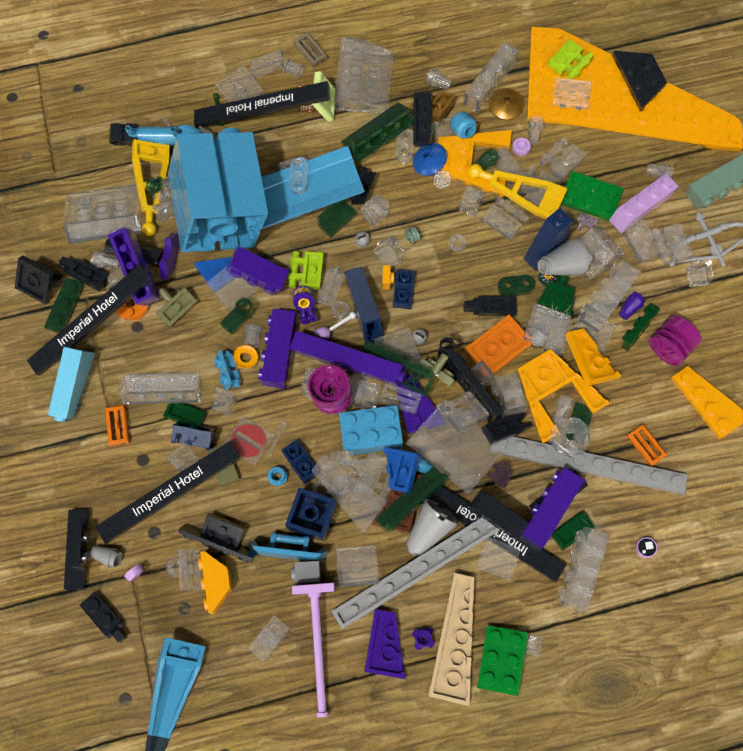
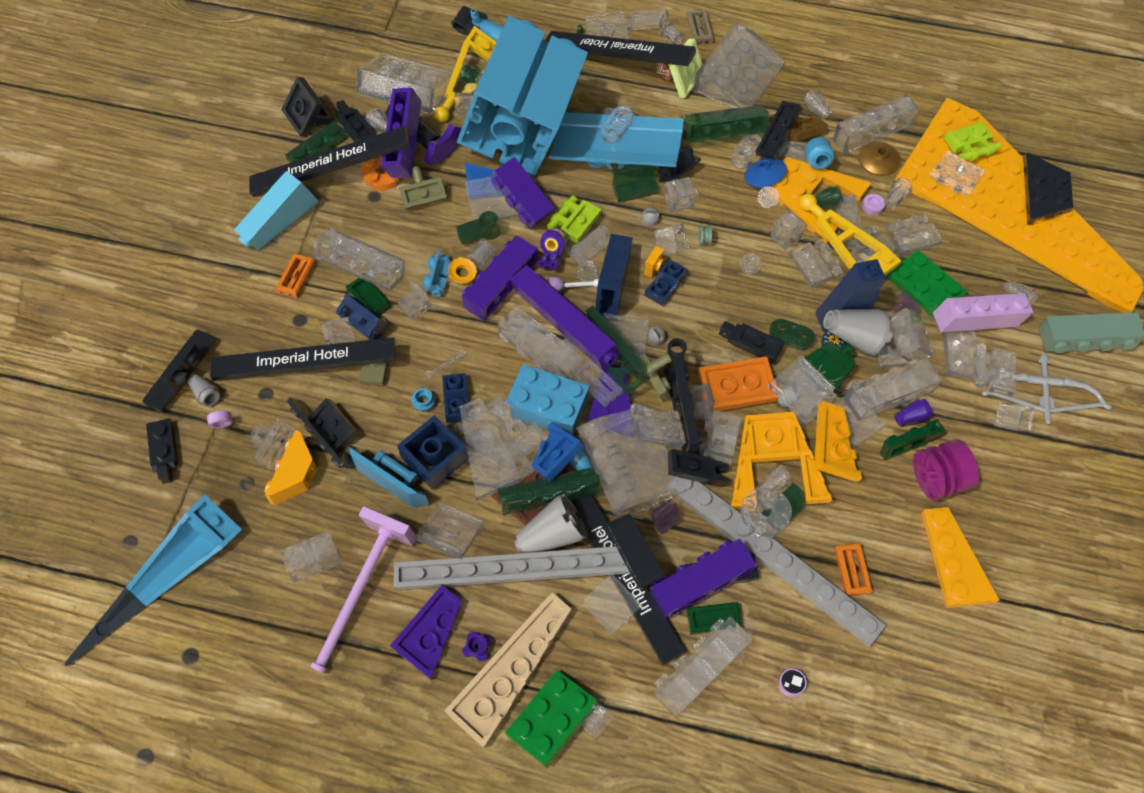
camera: 25 degrees right, 10 degrees down
(249, 440) = (417, 351): clear piece -> none
(306, 573) = (394, 507): light grey brick -> none
(327, 379) = (525, 332): magenta wheel -> none

